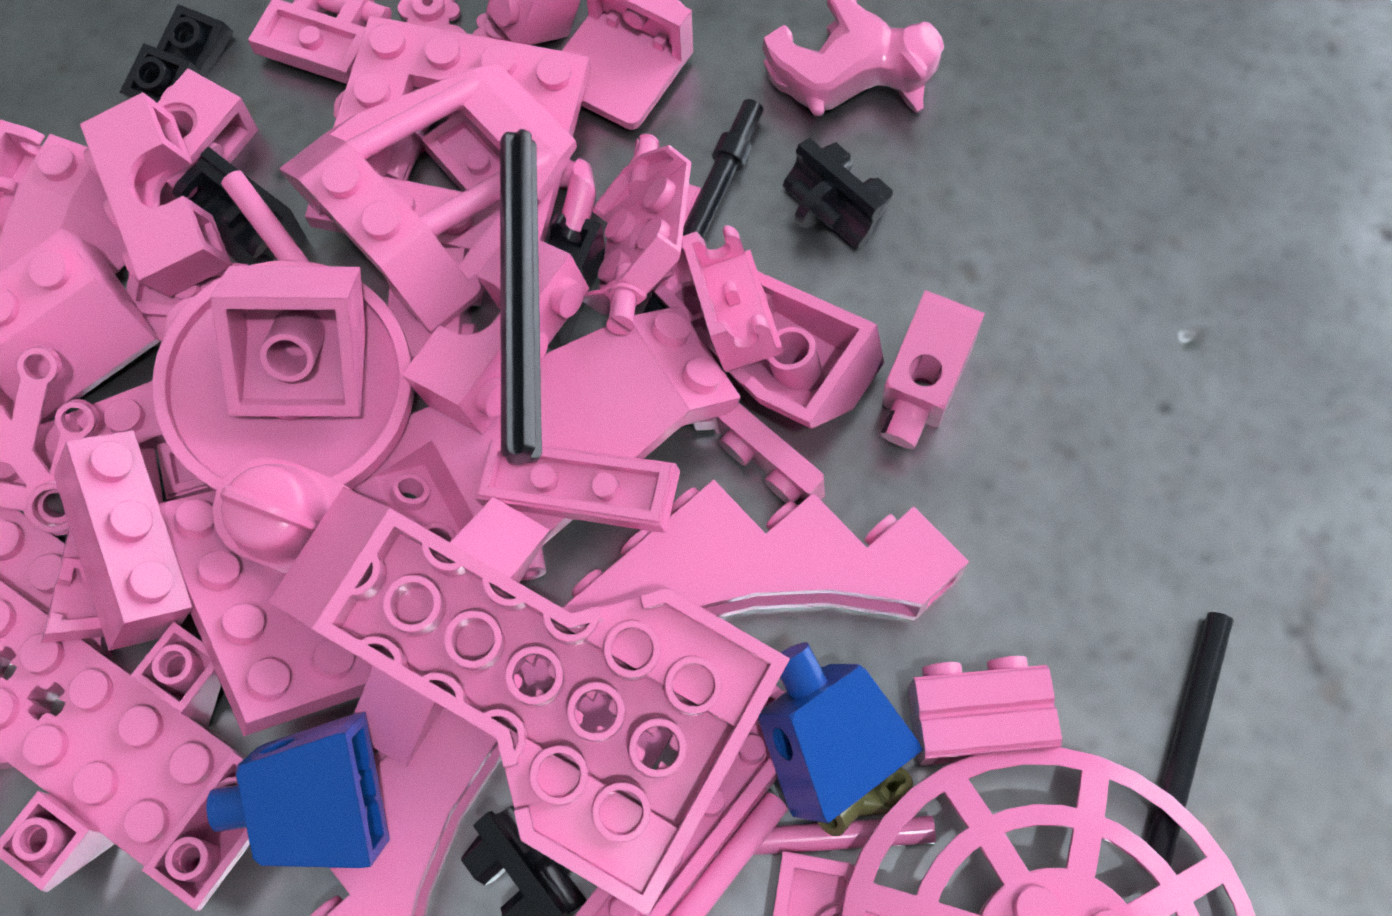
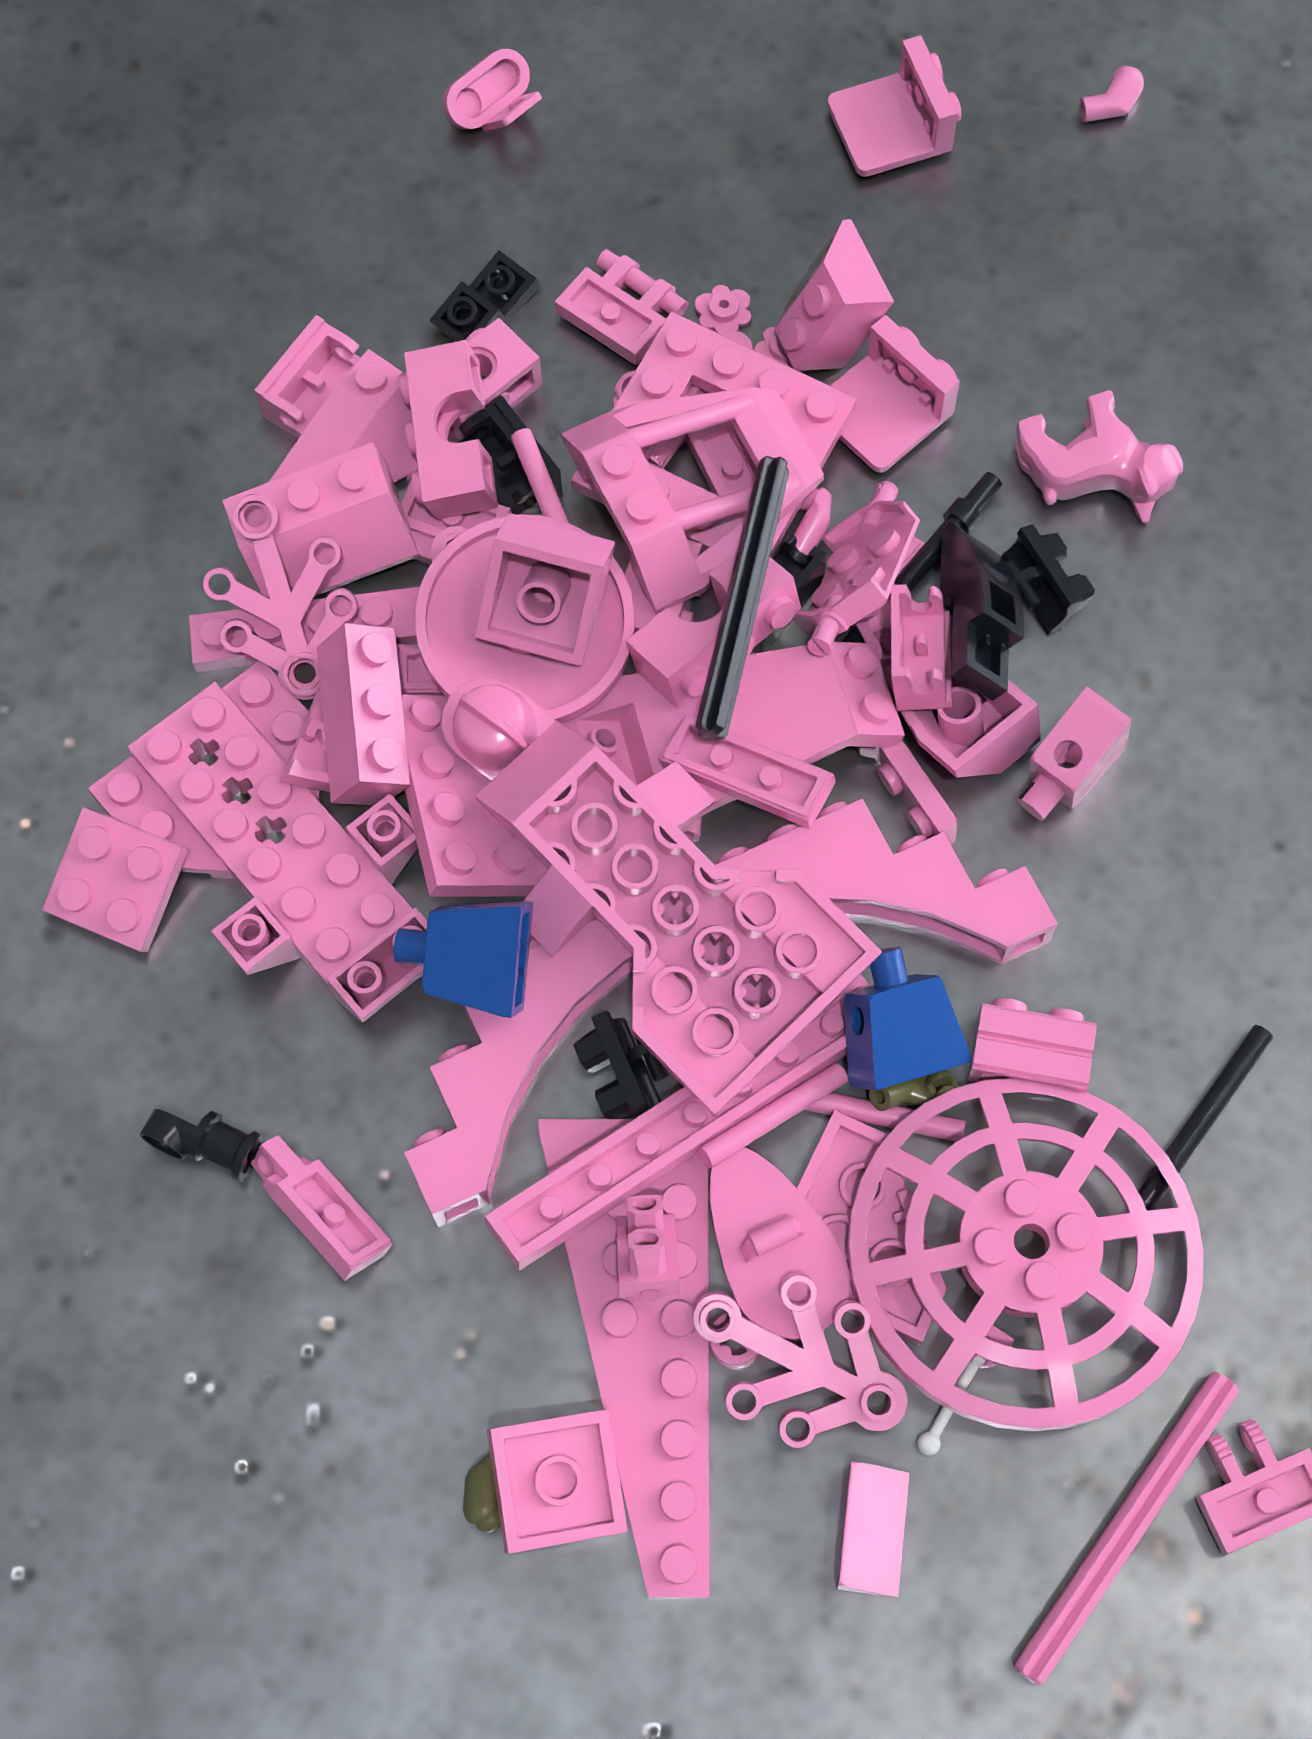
camera: 15 degrees right, 0 degrees up
(789, 240) = (984, 610): none -> black slope

